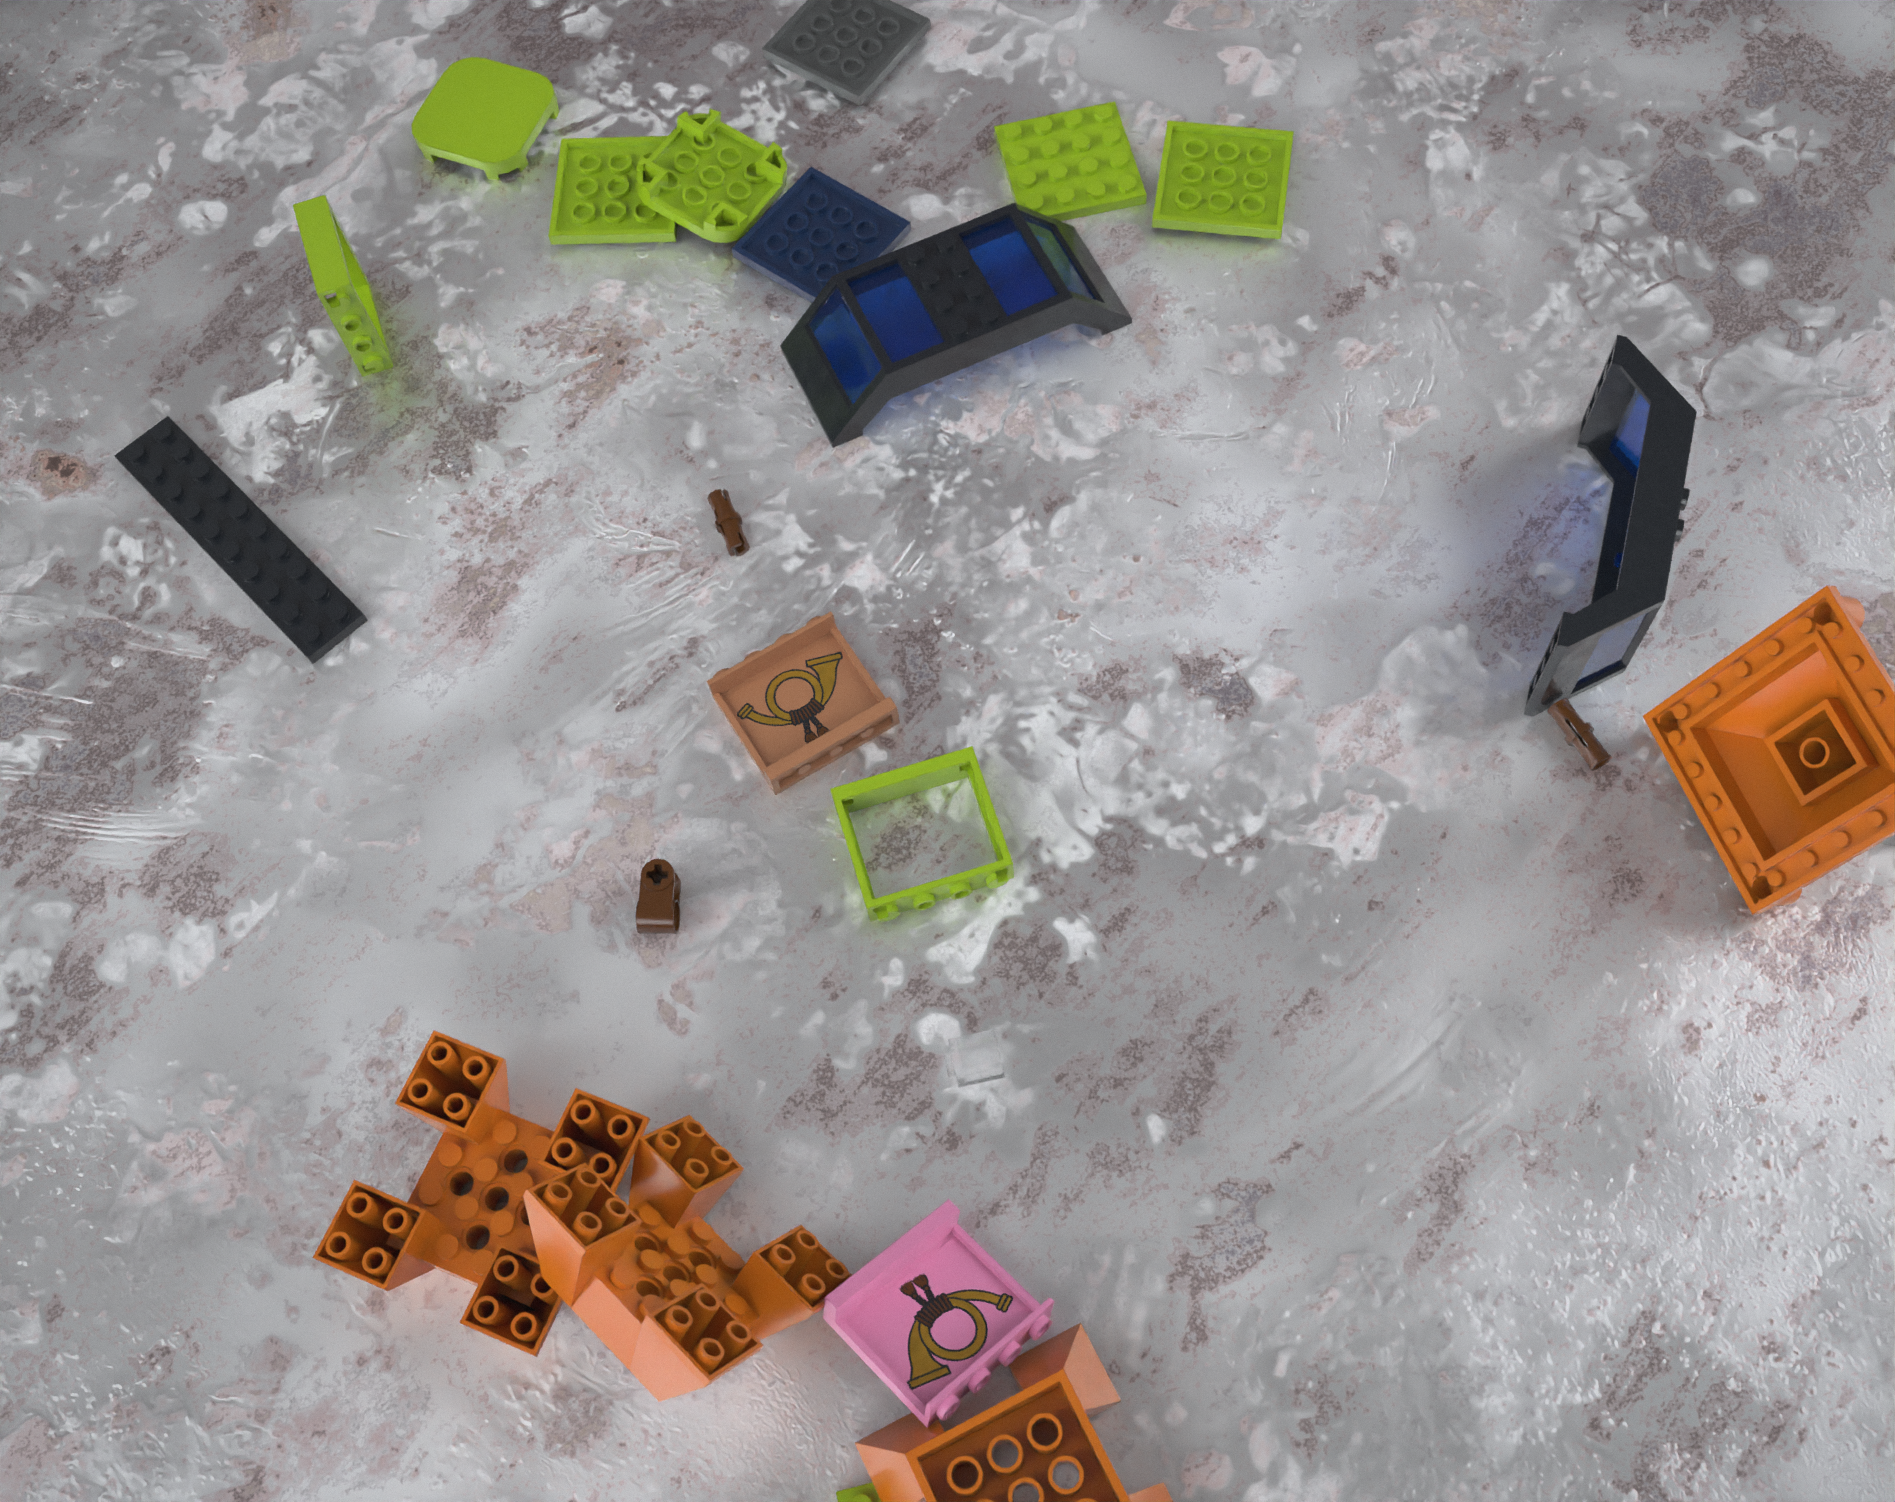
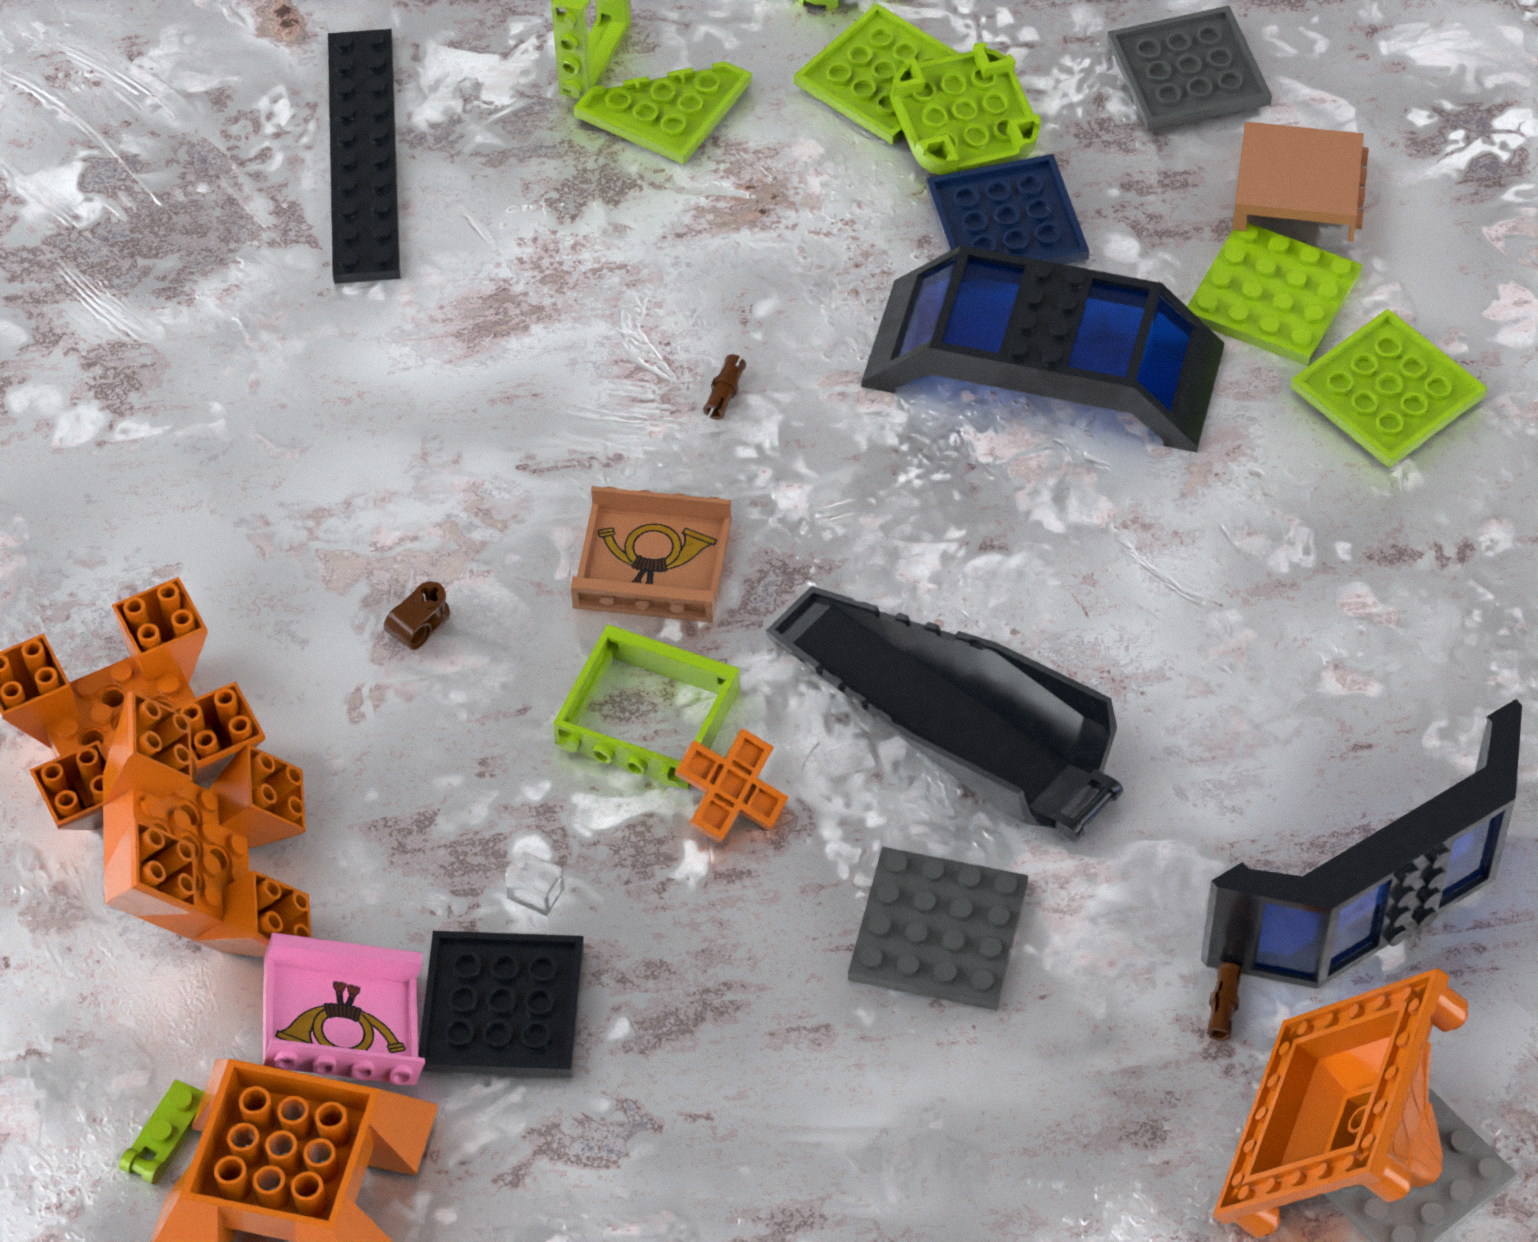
camera: 35 degrees right, 10 degrees down
(469, 333) = (667, 112): none -> lime plate
(1011, 64) = (1301, 175): none -> nougat panel
(1047, 1187) = (501, 1003): none -> black plate
(1058, 849) = (731, 785): none -> orange plate
(1169, 641) = (966, 703): none -> black windscreen
(1318, 841) = (938, 928): none -> dark grey plate

